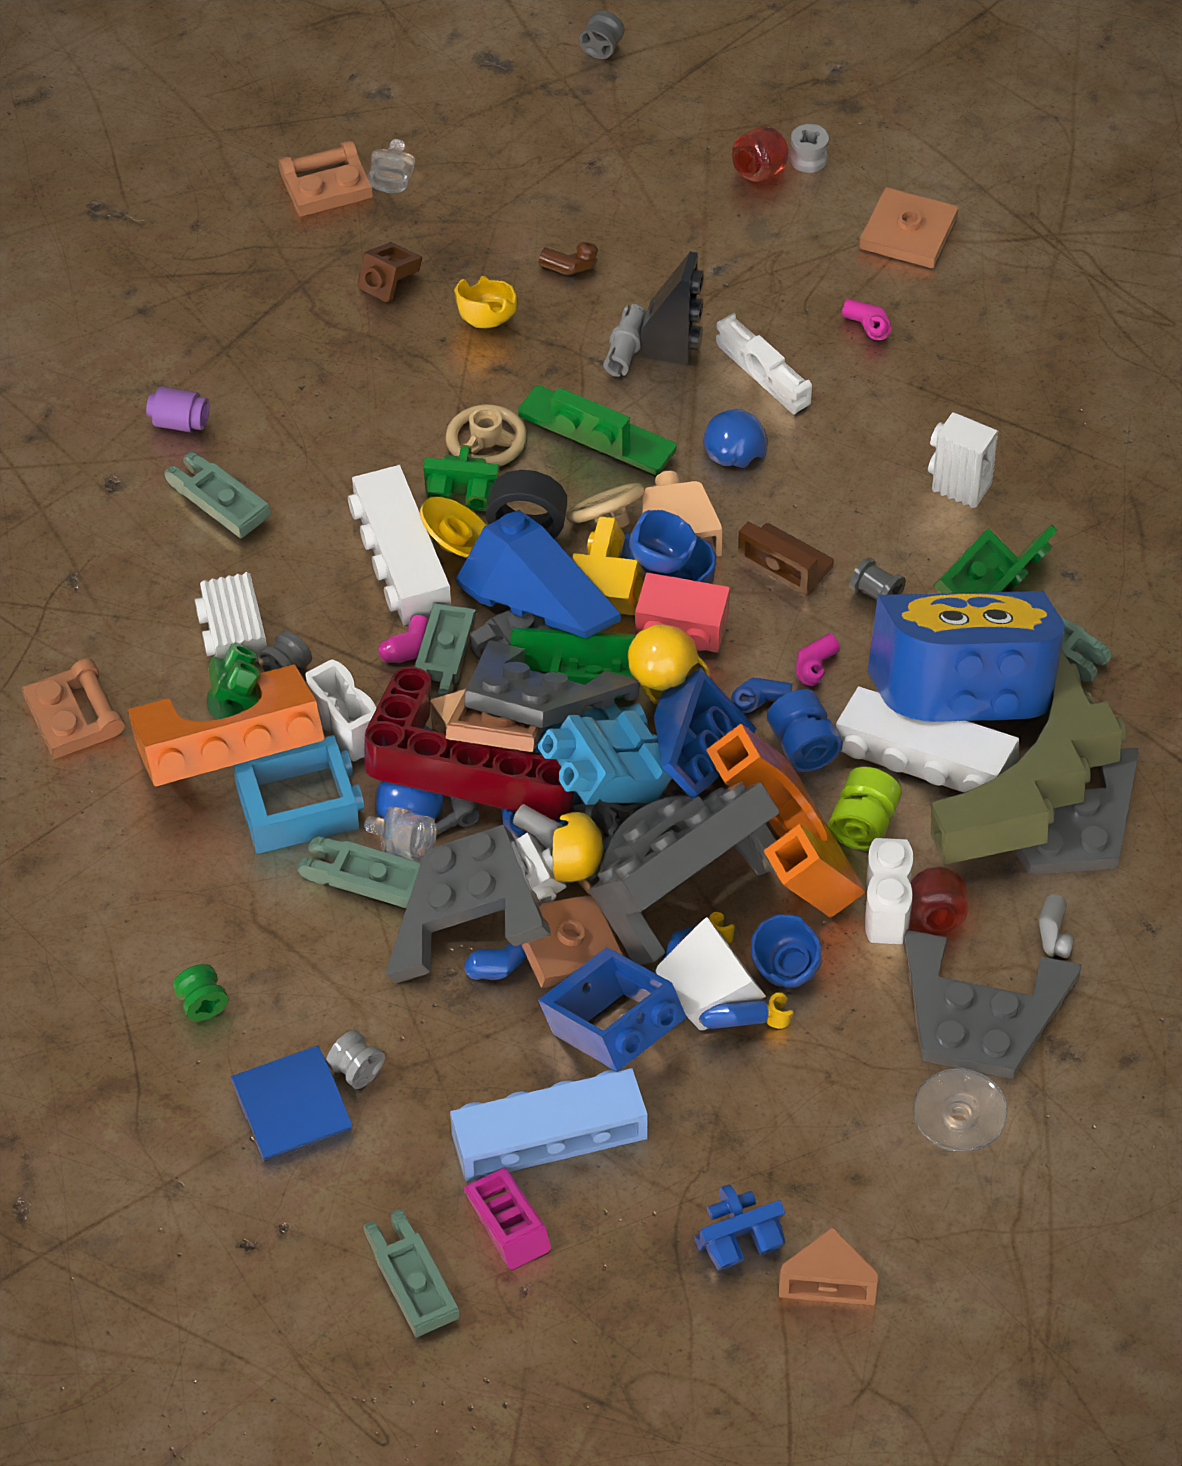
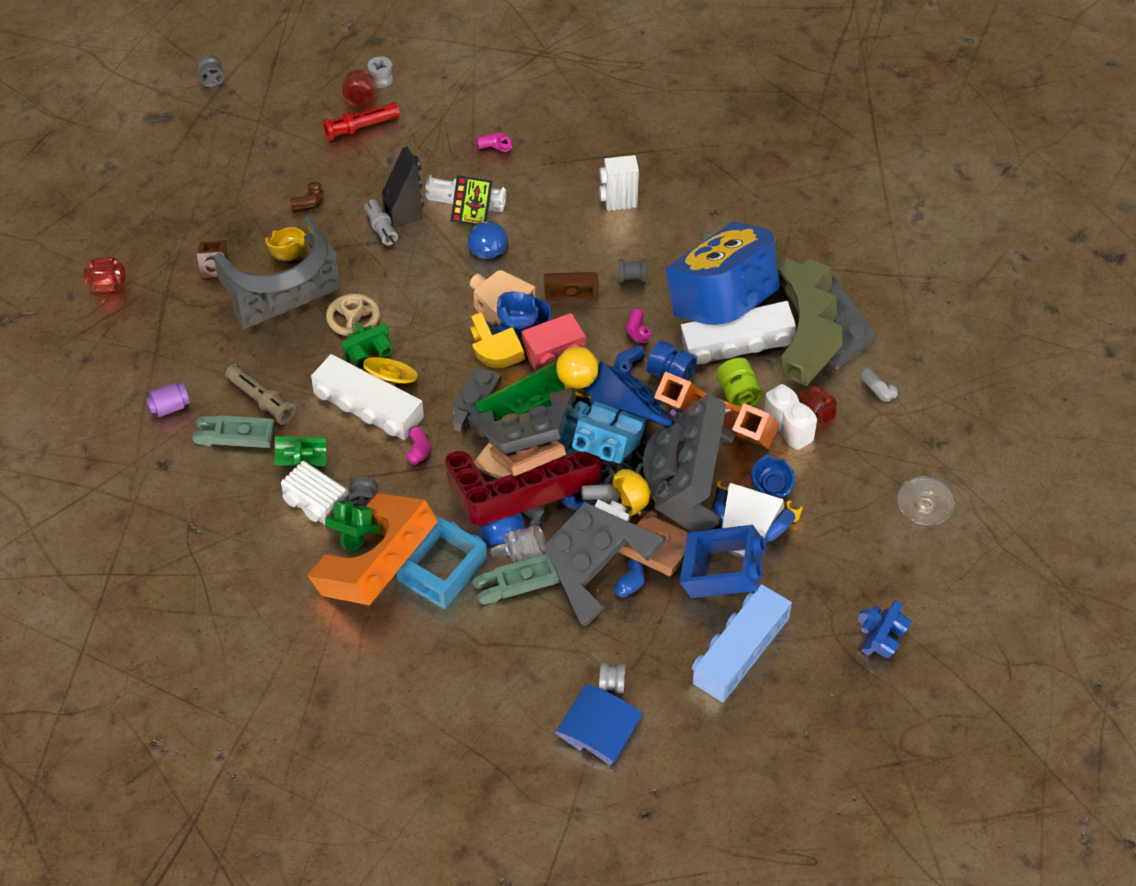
camera: 40 degrees left, 0 degrees up
(60, 716) = (264, 606): nougat plate -> none
(200, 992) = (495, 699): green wheel -> none
(245, 219) = (104, 274): none -> clear red head
(266, 562) = (294, 450): none -> green hips
(289, 478) = (268, 399): none -> dark tan pin
(328, 187) = (130, 234): nougat plate -> none
(341, 706) = (440, 496): white brick -> none
(391, 168) = (161, 202): clear piece -> none
(412, 1276) = (747, 766): sand green hinge -> none
(446, 644) = (441, 433): sand green hinge -> none
(453, 357) = (269, 295): none -> dark grey piece
(520, 1242) = (773, 716): dark pink slope -> none
(529, 487) = (413, 327): black tyre -> none
(532, 574) = (454, 367): blue wedge -> none
(597, 428) = (410, 275): green bracket -> none
(607, 504) = (459, 311): tan piece -> none
(708, 193) = (349, 123): none -> red pin
(754, 373) = (471, 200): none -> piece
(829, 1272) = (946, 619): nougat slope -> none
(908, 227) = (469, 85): nougat plate -> none
(976, 1023) = (887, 456): dark grey wing -> none
(991, 565) = (681, 232): green bracket -> none

